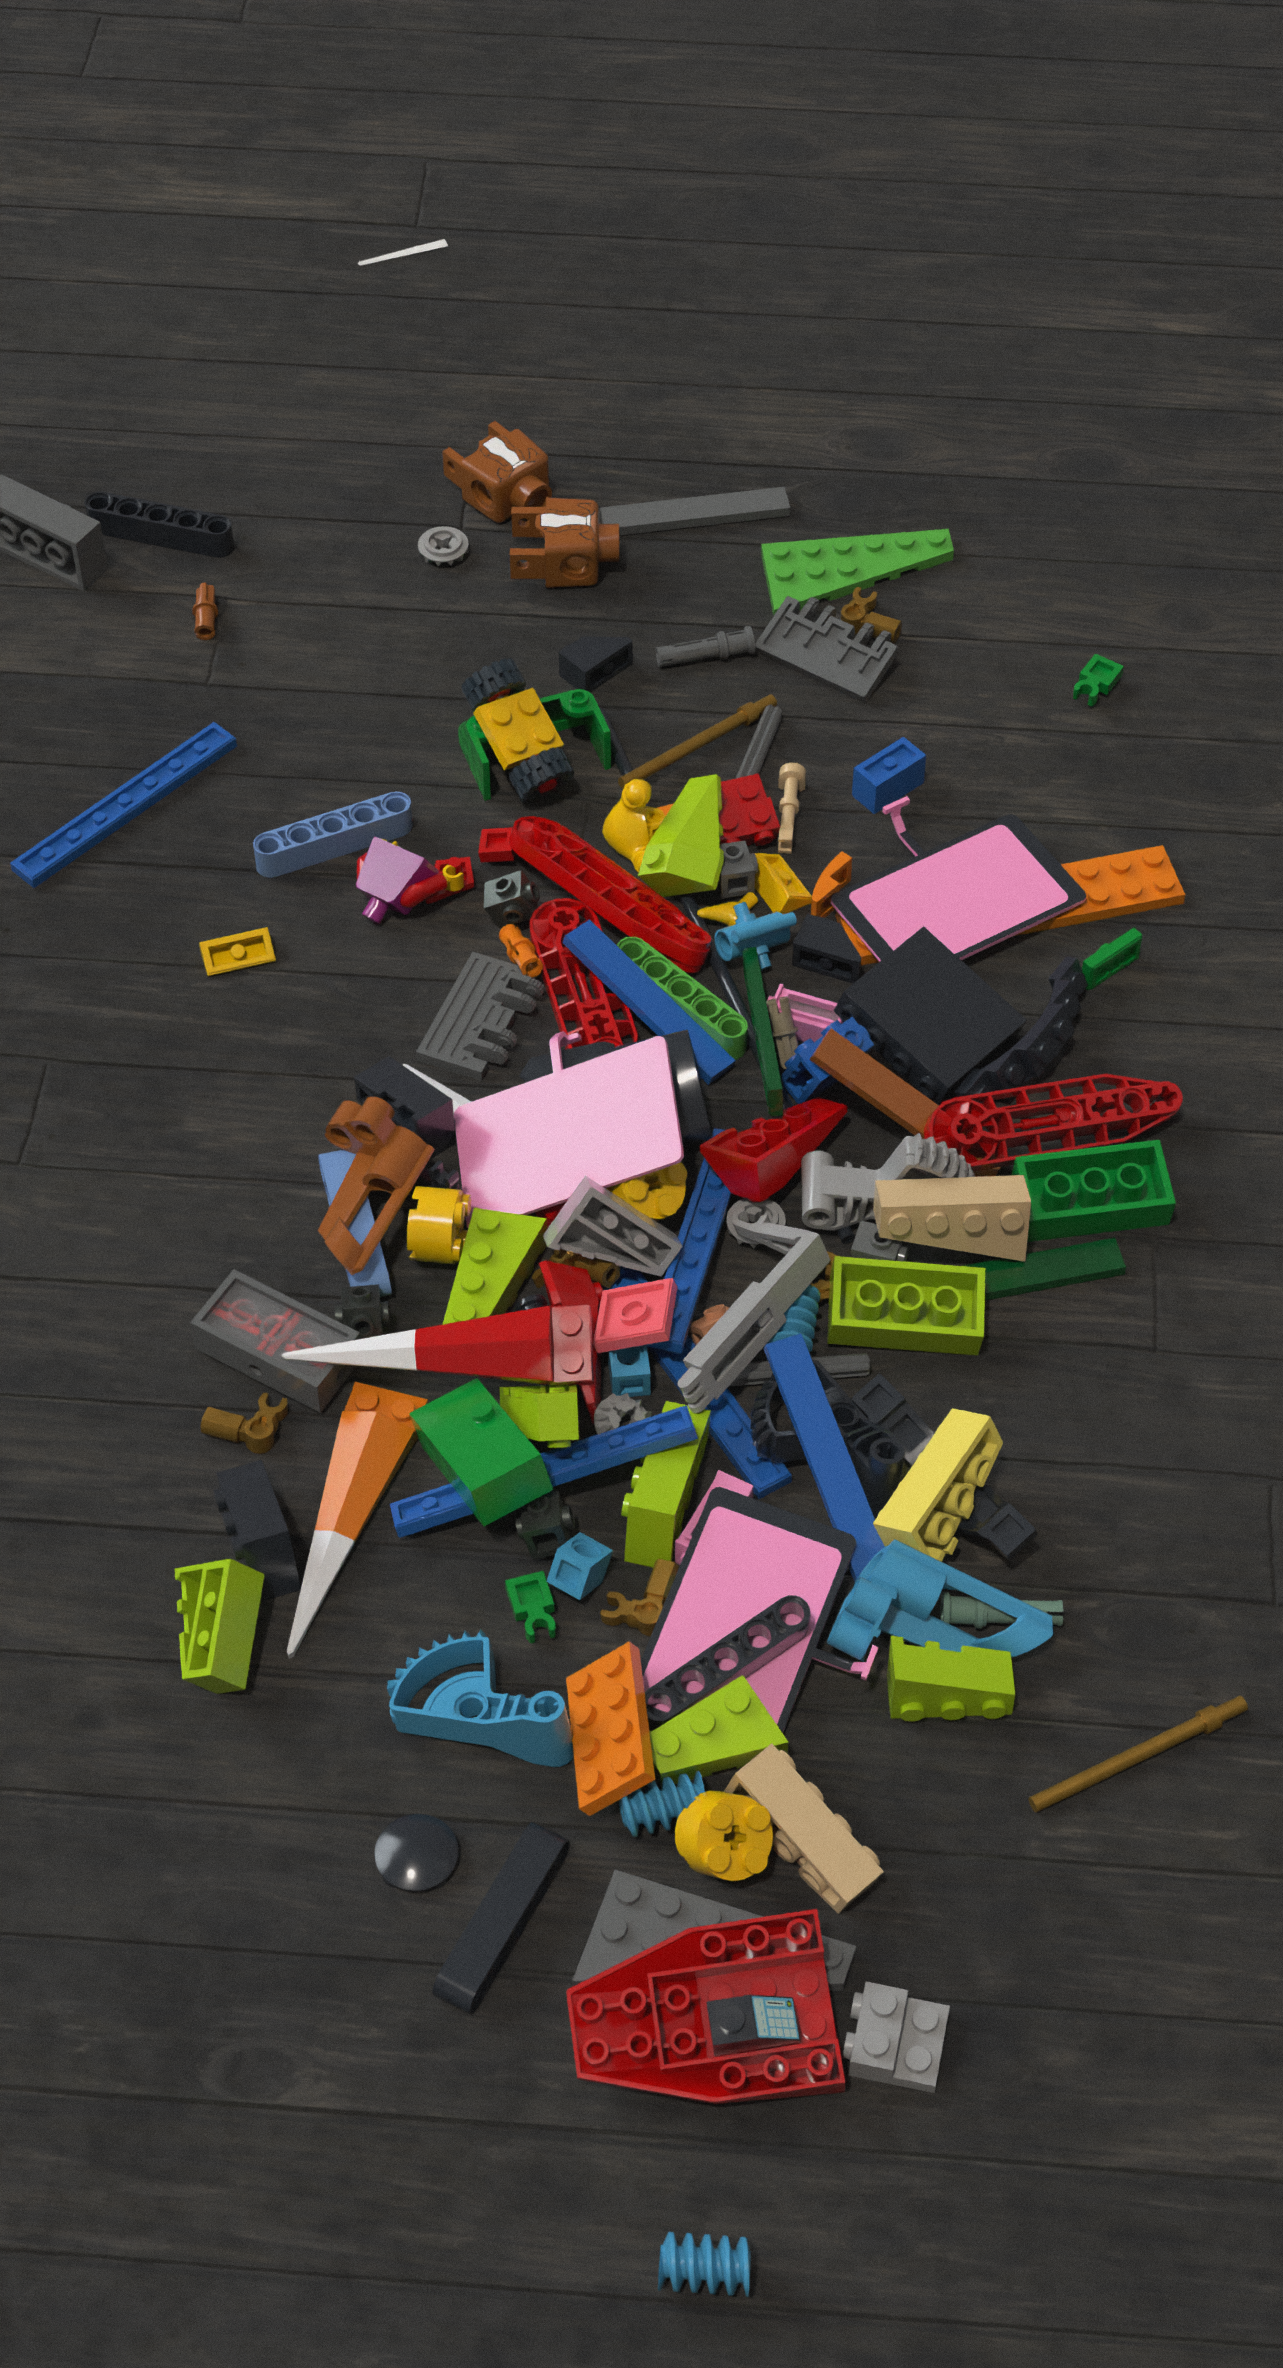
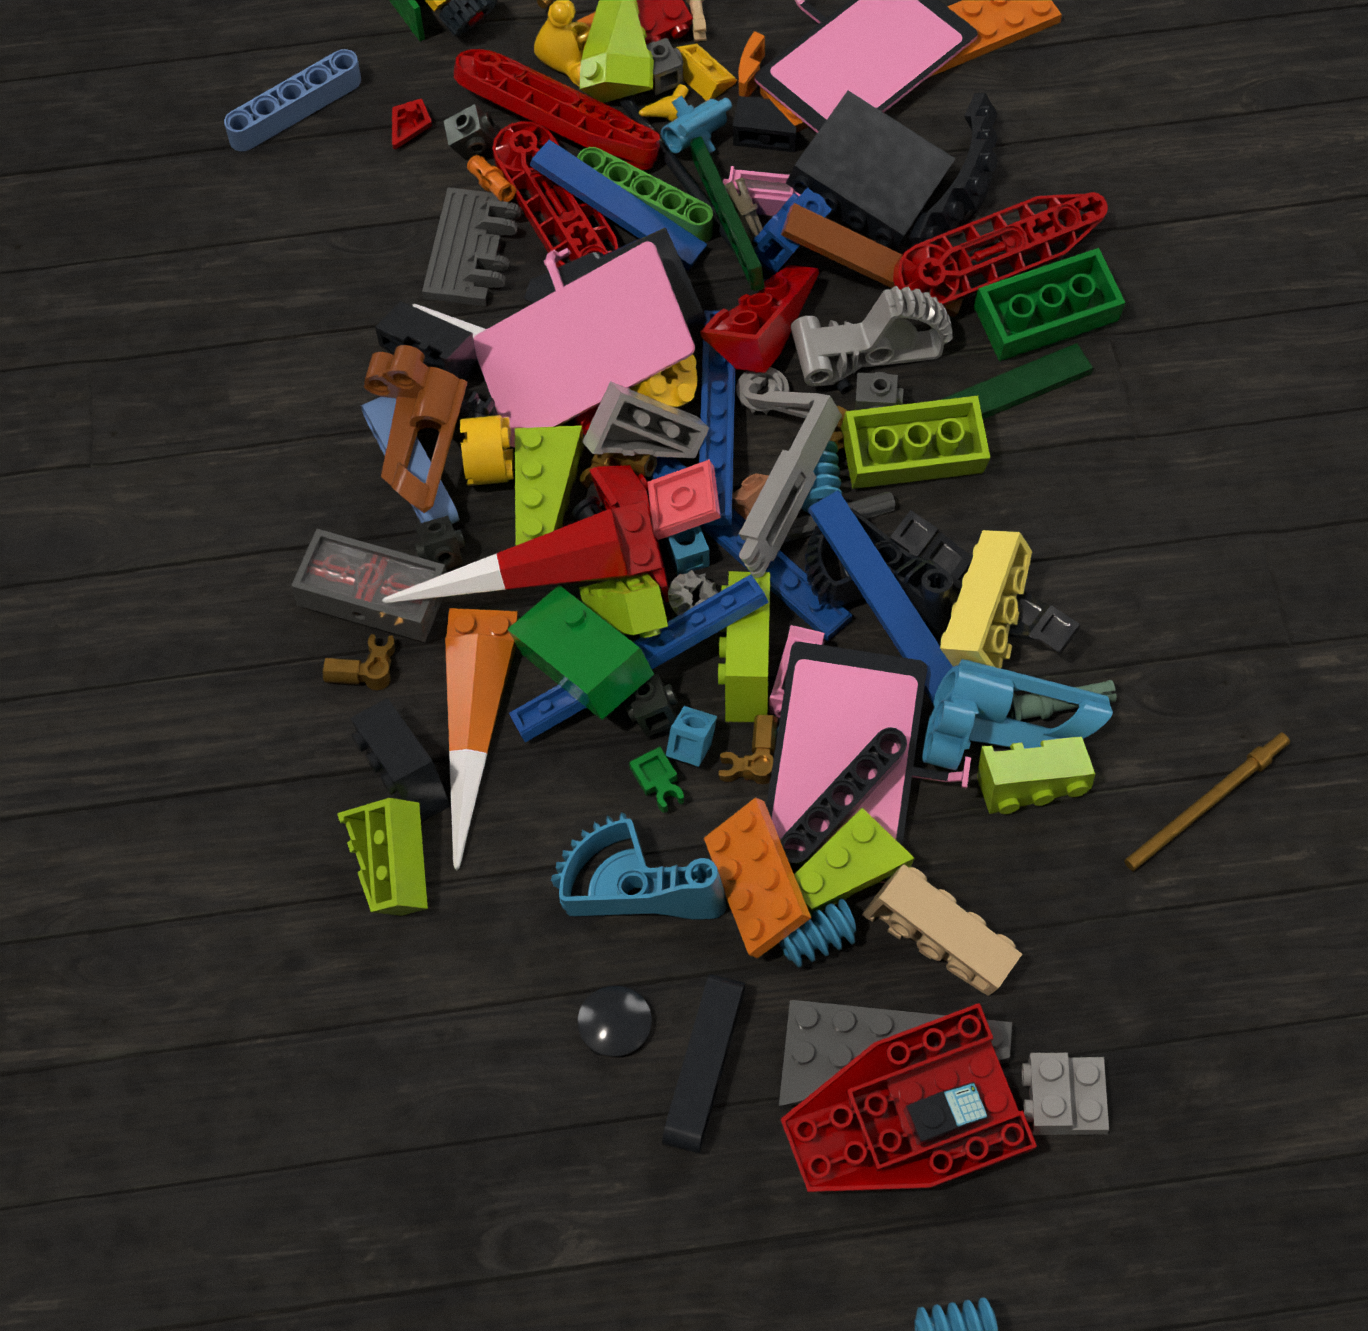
camera: 10 degrees left, 10 degrees up
(123, 805) = (93, 107): blue tile -> none
(237, 951) = (235, 227): yellow slope -> none
(399, 879) = (365, 132): torso -> none
(495, 845) = (442, 82): red plate -> none
(724, 1835) = (880, 952): yellow brick -> none
(957, 1213) = (941, 350): tan wedge -> none
(1112, 958) = (1013, 85): green plate -> none

